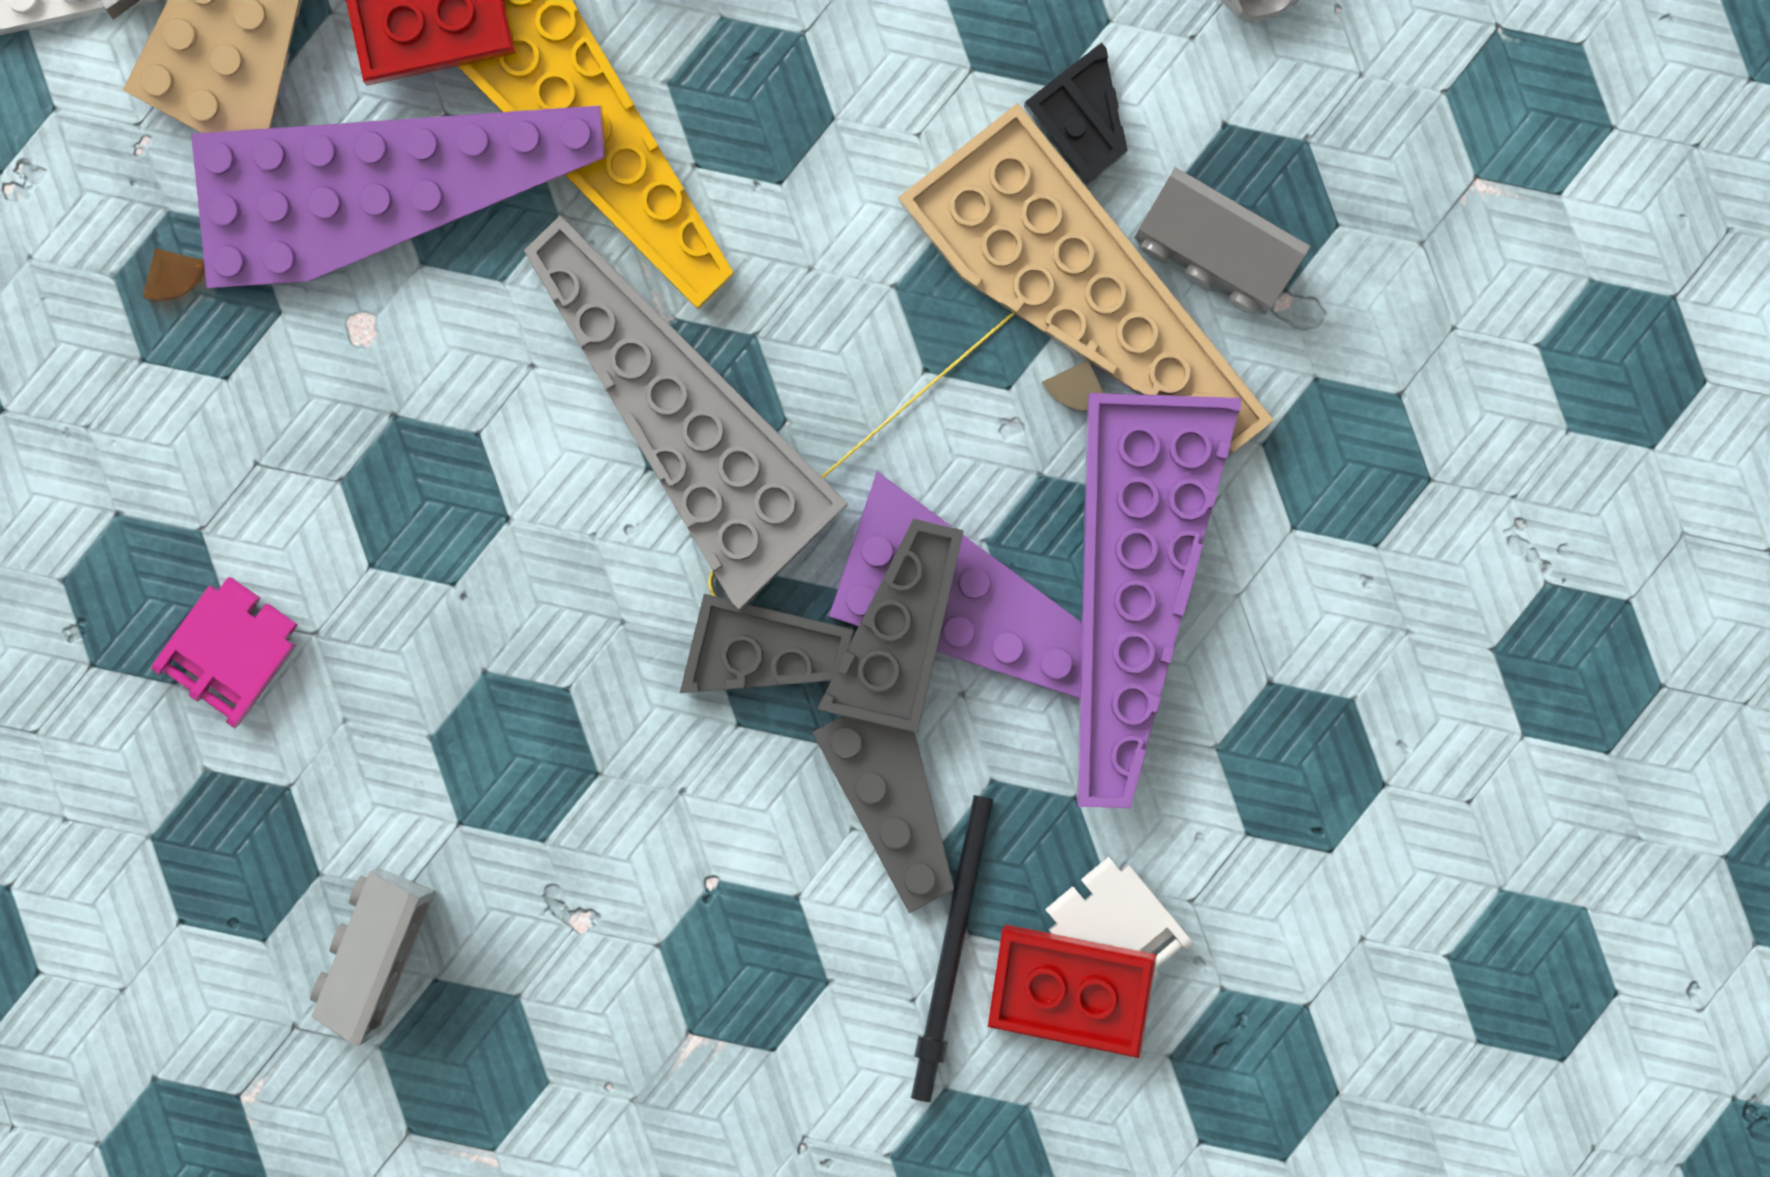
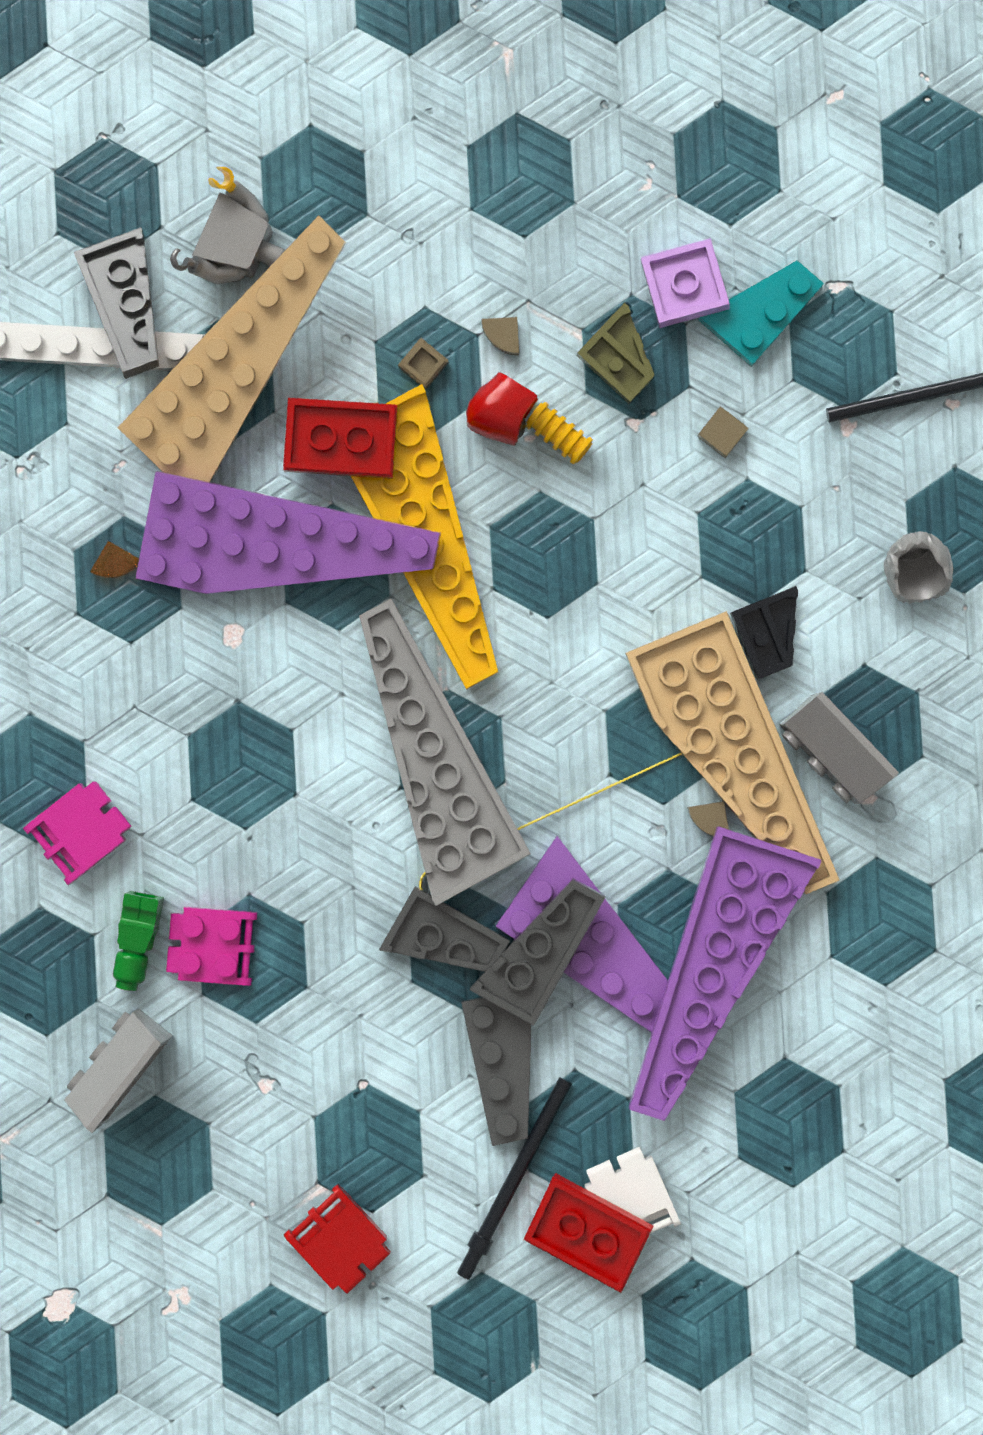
camera: 20 degrees right, 0 degrees up
(346, 768) = (136, 936): none -> green piece
(451, 754) = (210, 945): none -> dark pink plate
(740, 1101) = (340, 1241): none -> red plate

